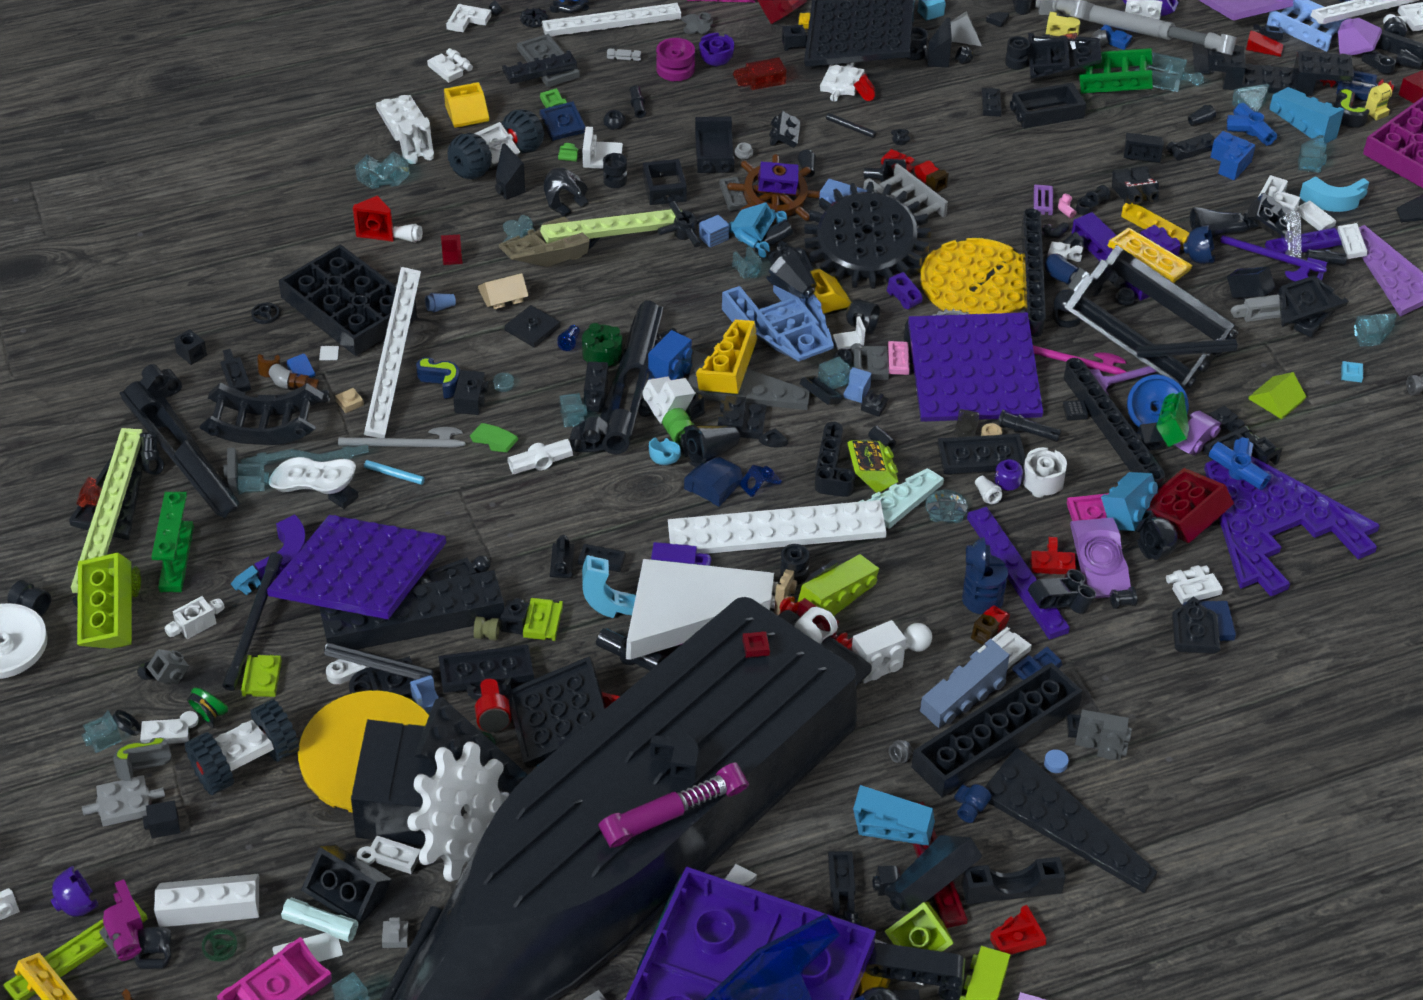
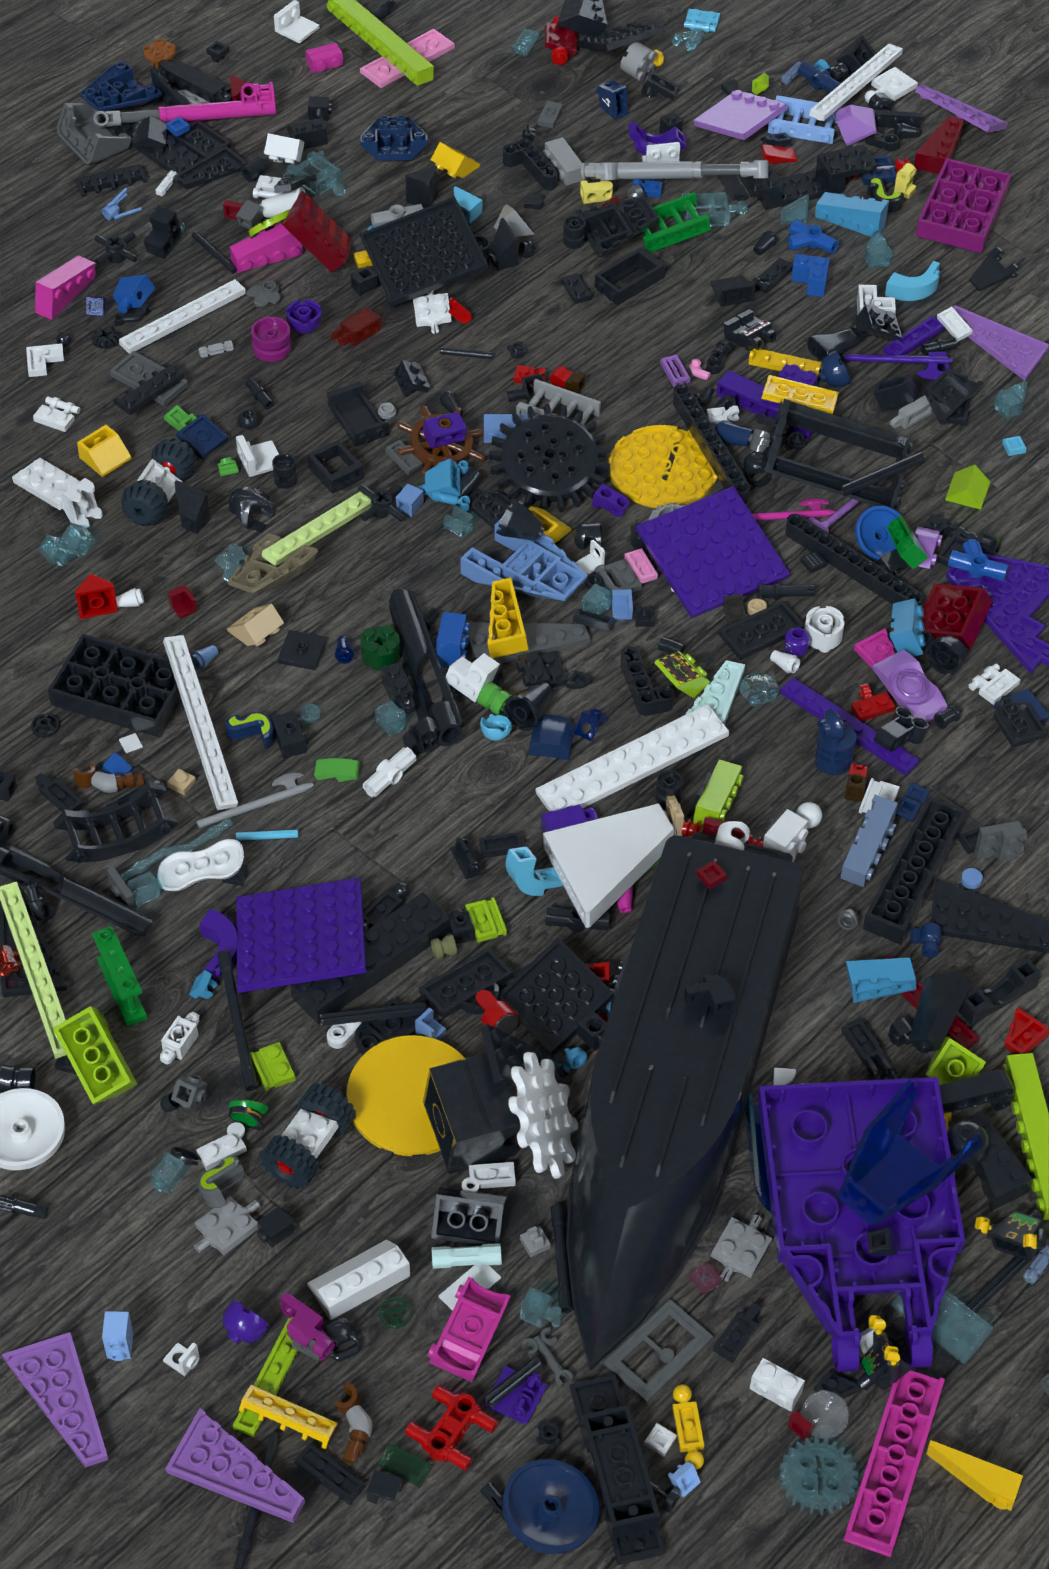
camera: 25 degrees left, 5 degrees up
(621, 827) = (733, 1040): magenta piece -> none
(1293, 235) = (909, 335): clear plate -> none
(1316, 216) = (911, 310): white plate -> none

